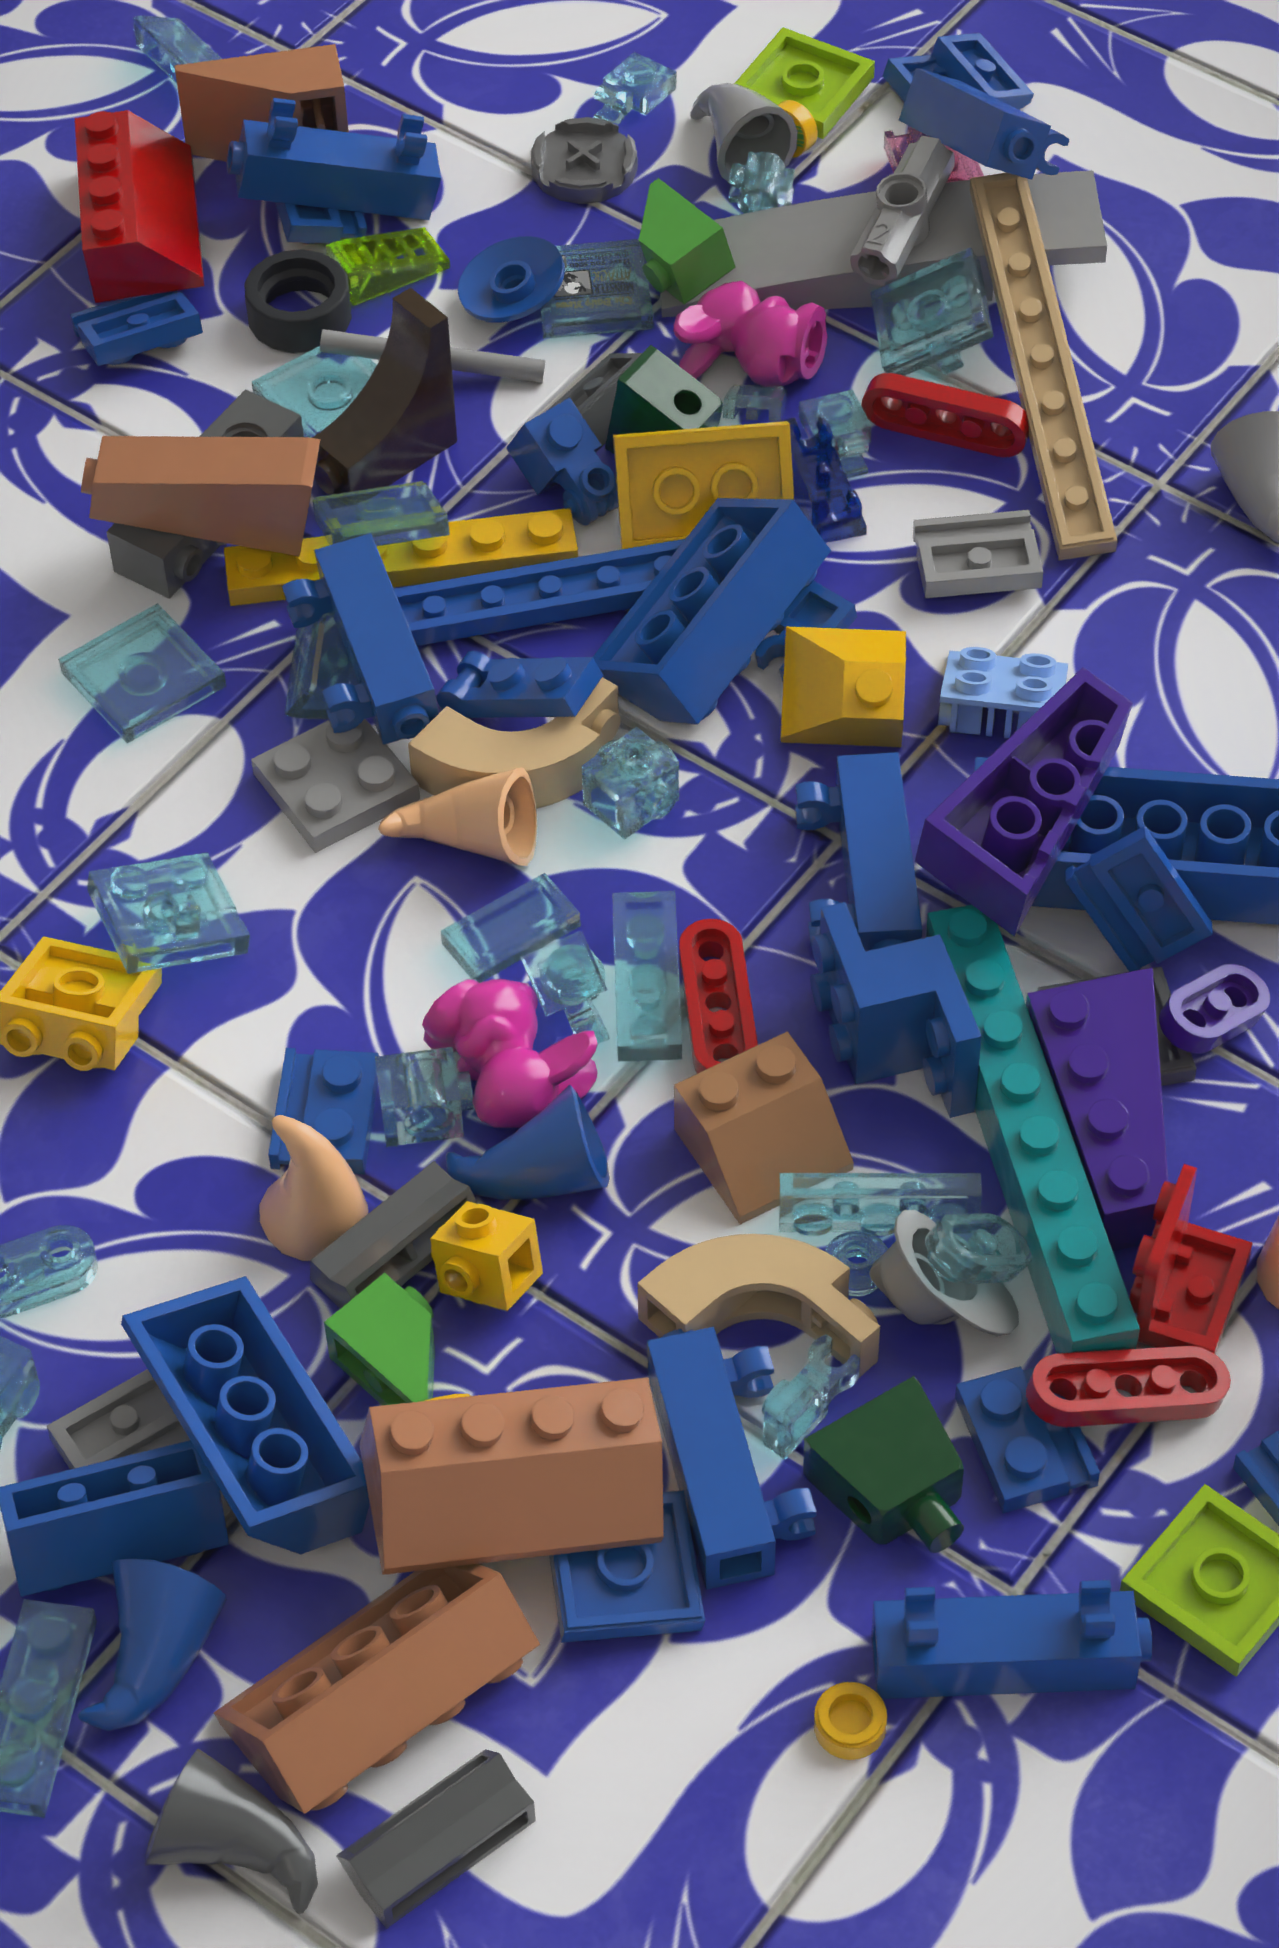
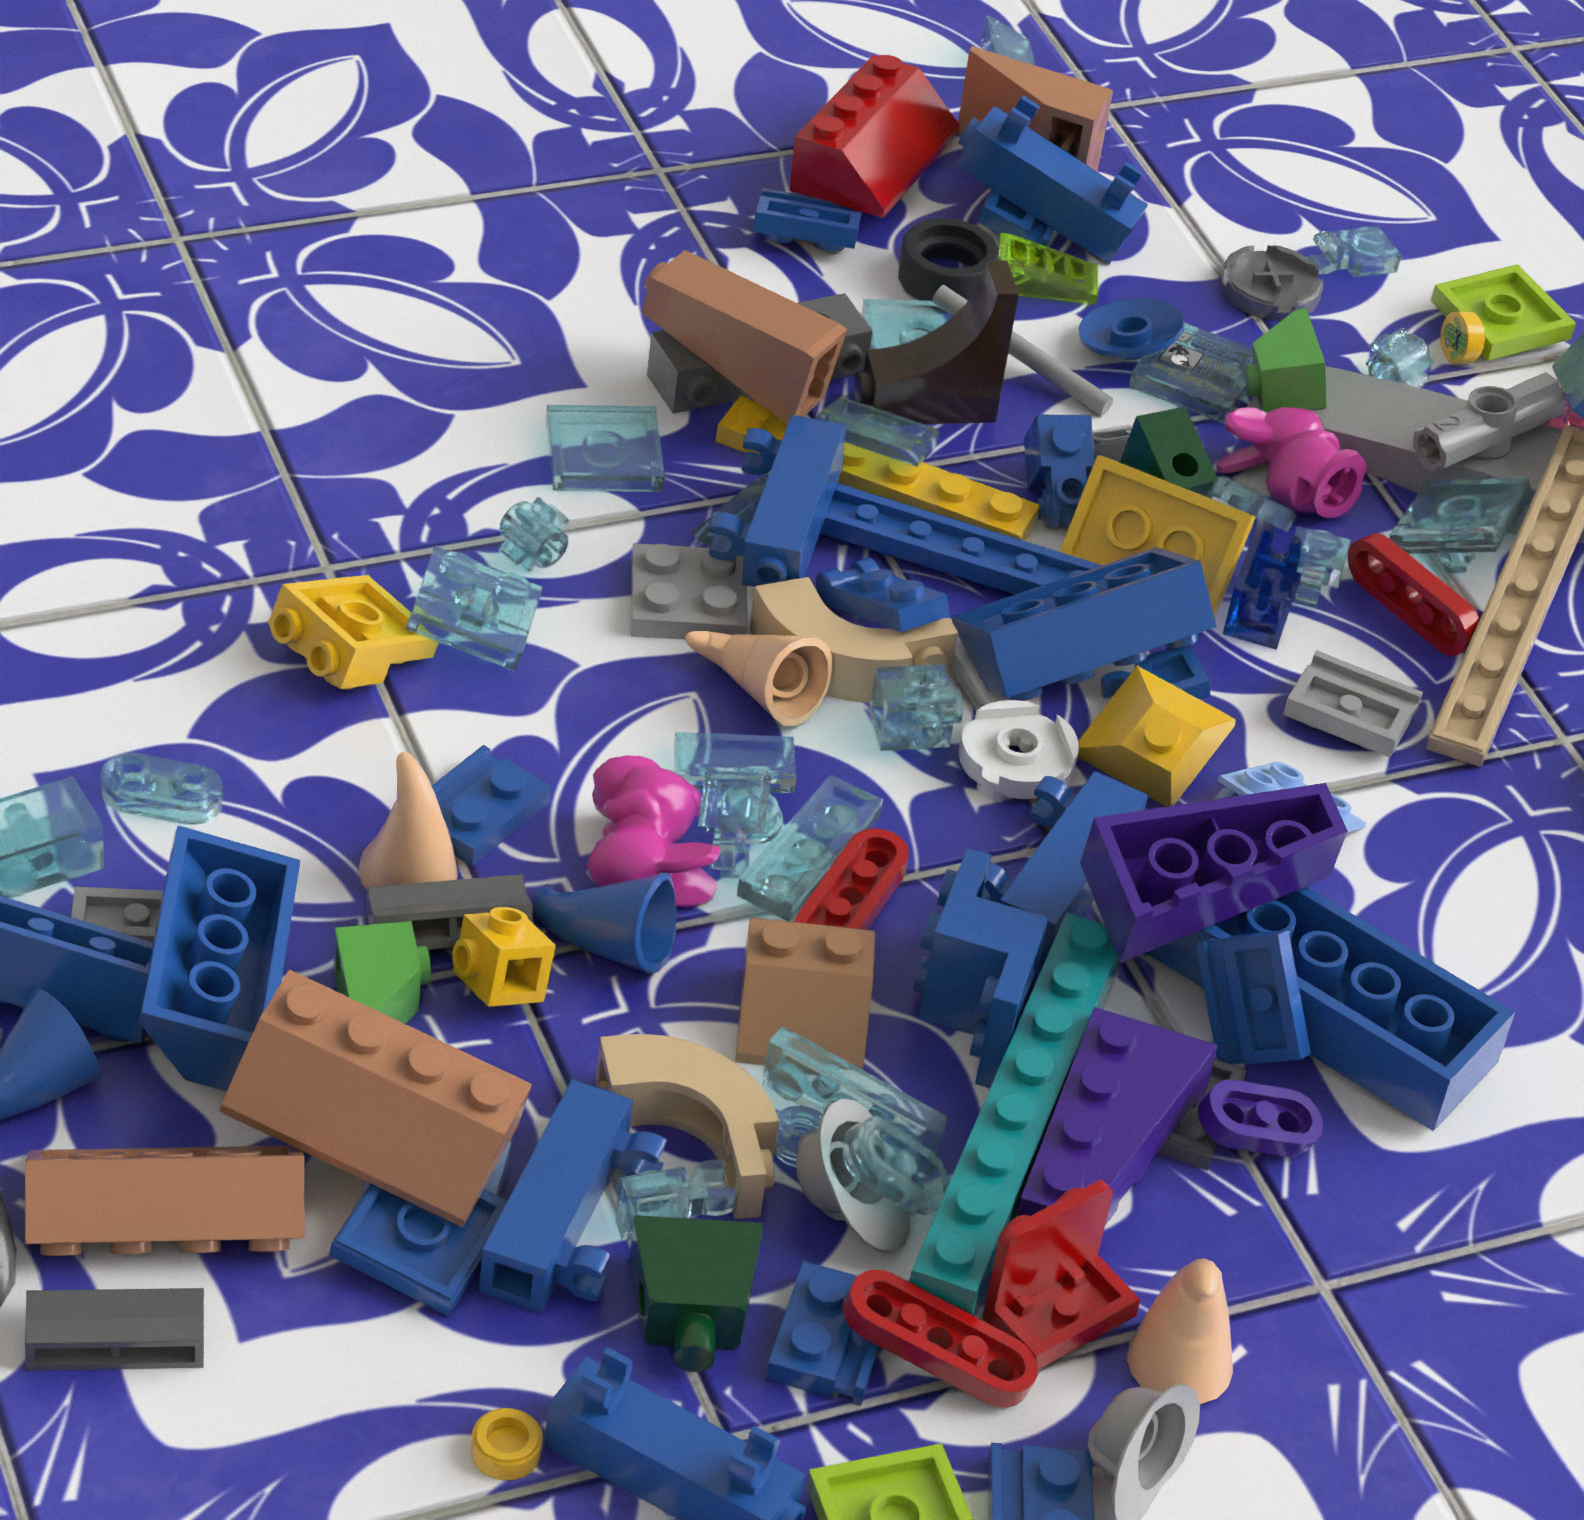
camera: 25 degrees right, 10 degrees down
(161, 804) = (533, 534): none -> clear light blue gear
(422, 1096) = (554, 829): clear light blue brick -> none
(735, 797) = (1003, 773): none -> white plate
(745, 124) = (1423, 310): light grey hat -> none

